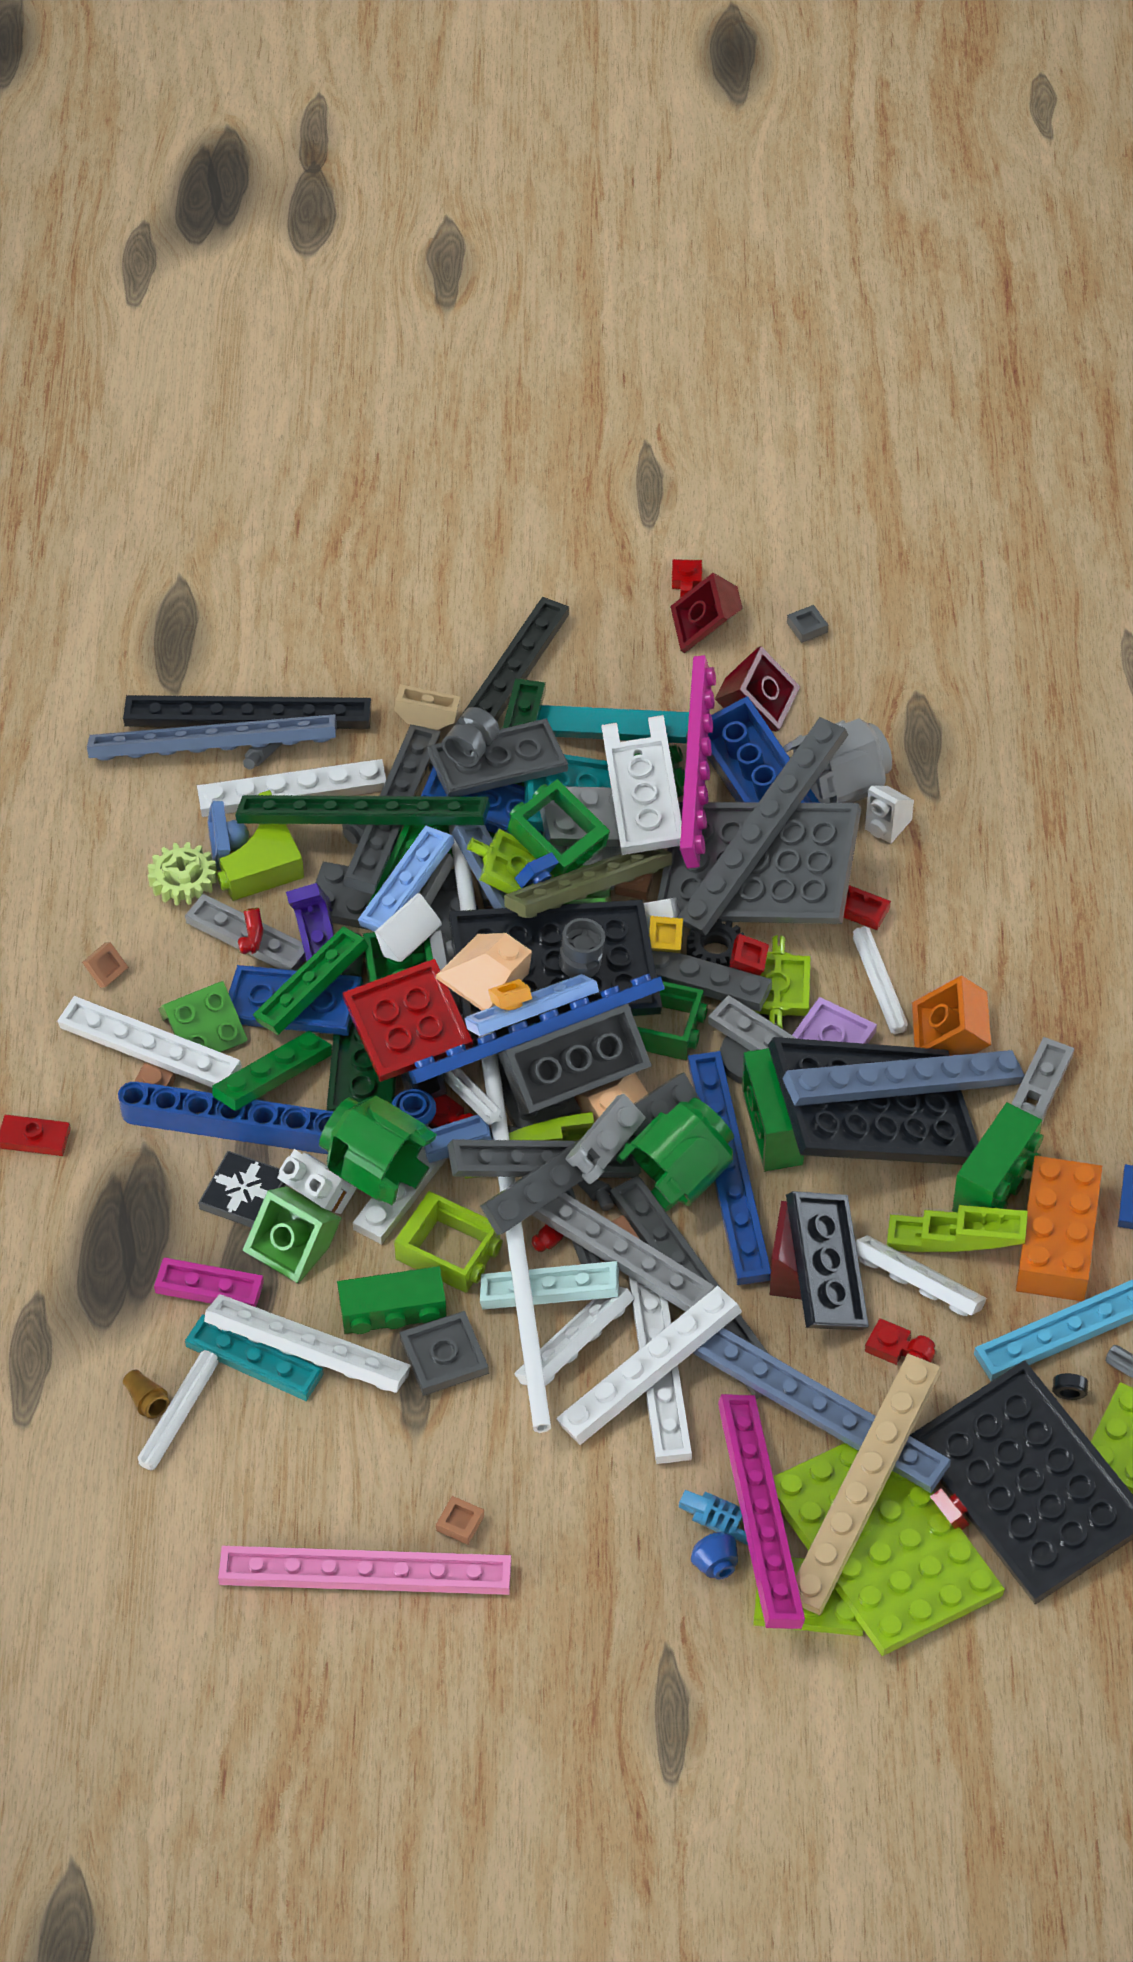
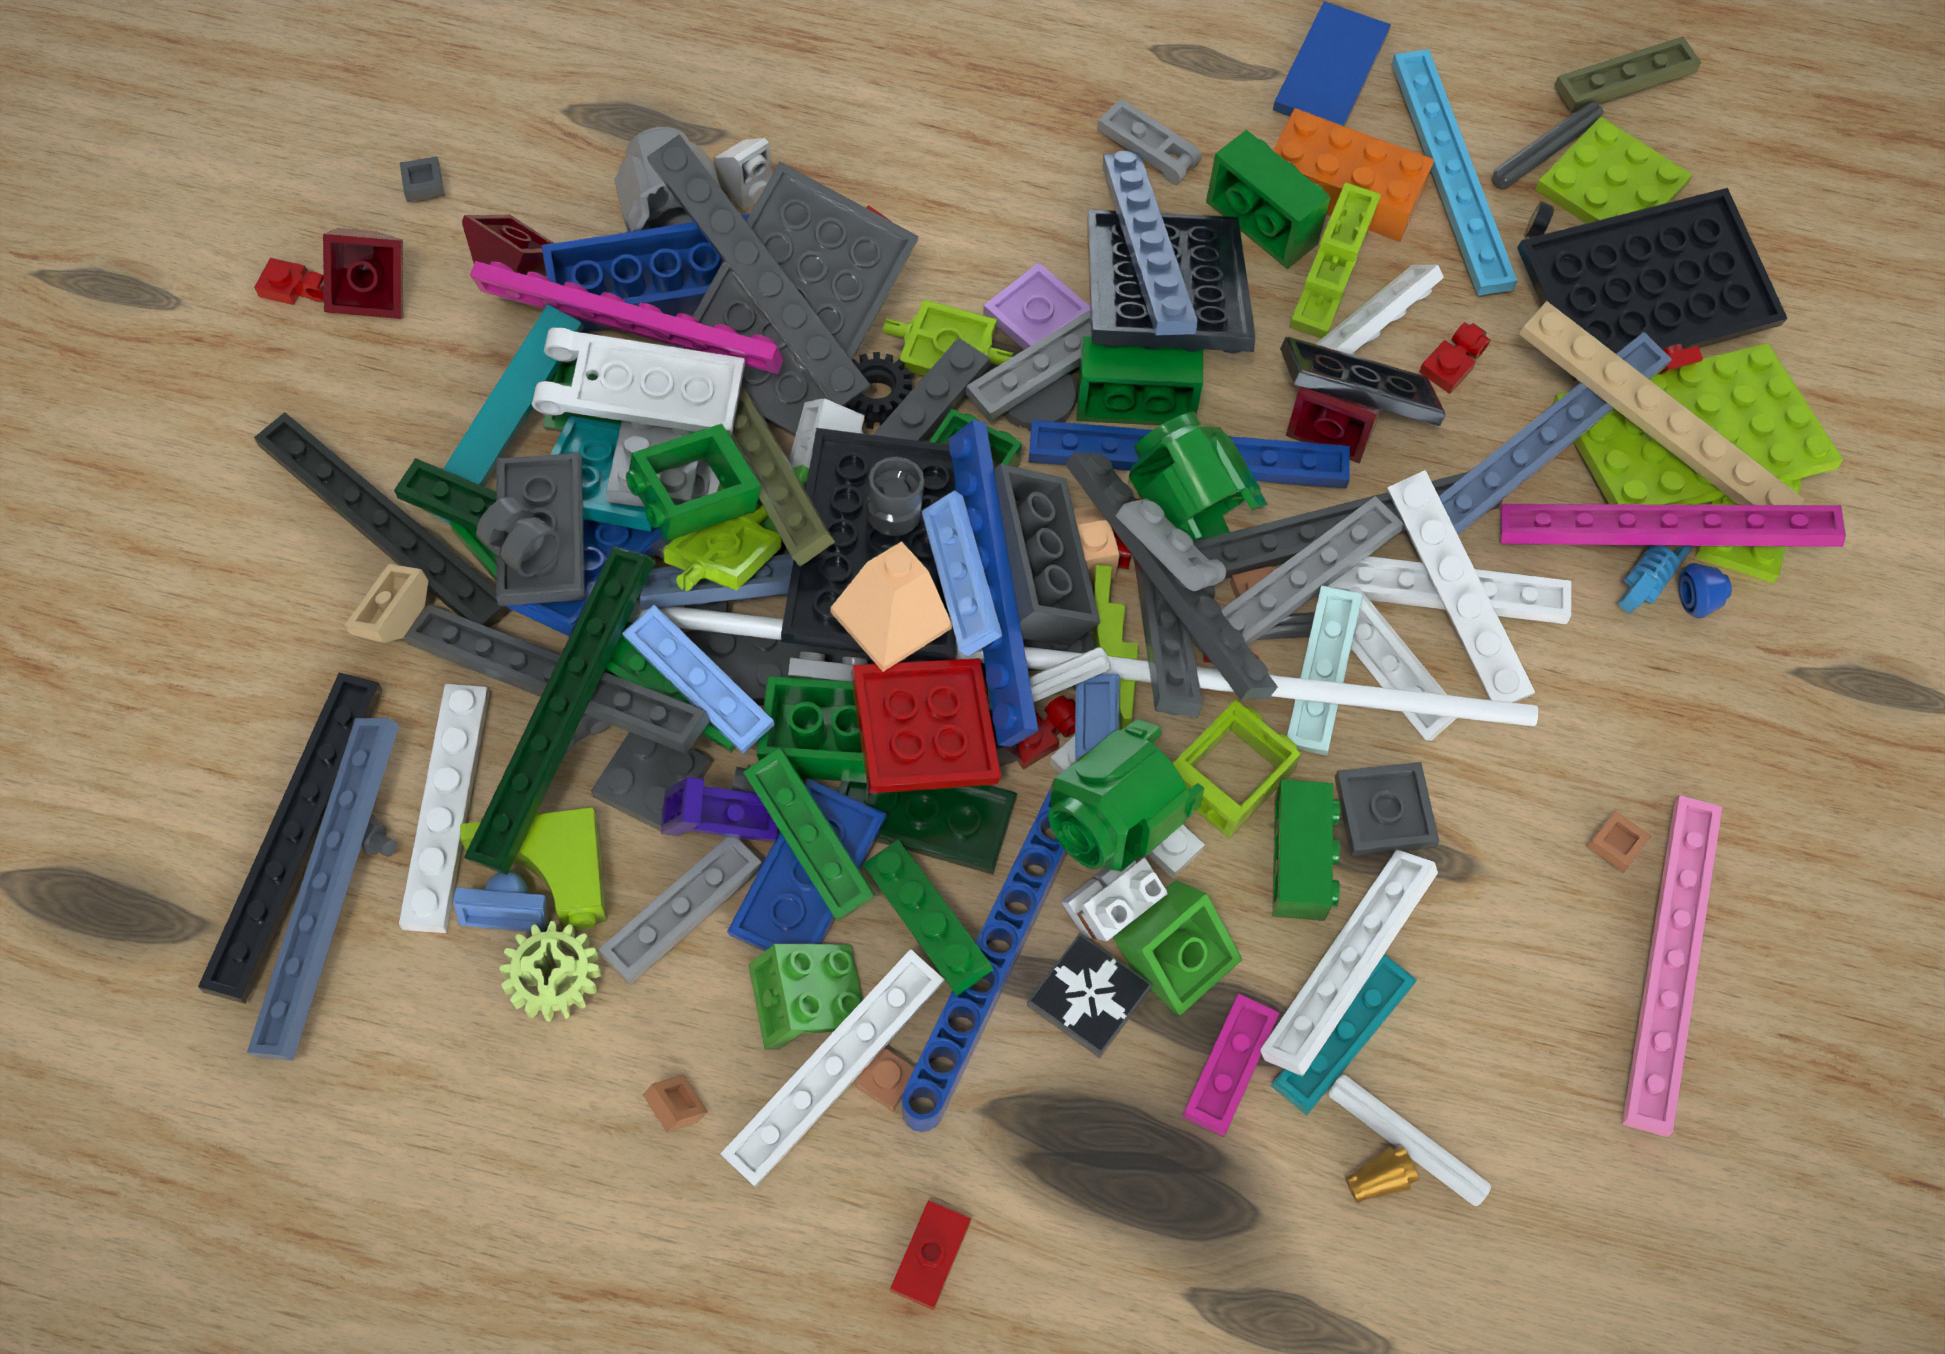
camera: 80 degrees left, 10 degrees up
(254, 930) = (692, 889): red arm -> none
(407, 929) = (784, 692): white slope -> none
(416, 1104) = (1041, 757): blue cone -> none
(510, 995) = (958, 582): light orange plate -> none
(537, 870) = (751, 519): blue plate -> none
(665, 934) = (868, 417): yellow plate -> none
(749, 955) = (917, 350): red plate -> none
(880, 980) = (978, 248): white axle -> none
(953, 1018) = (1051, 197): orange slope -> none

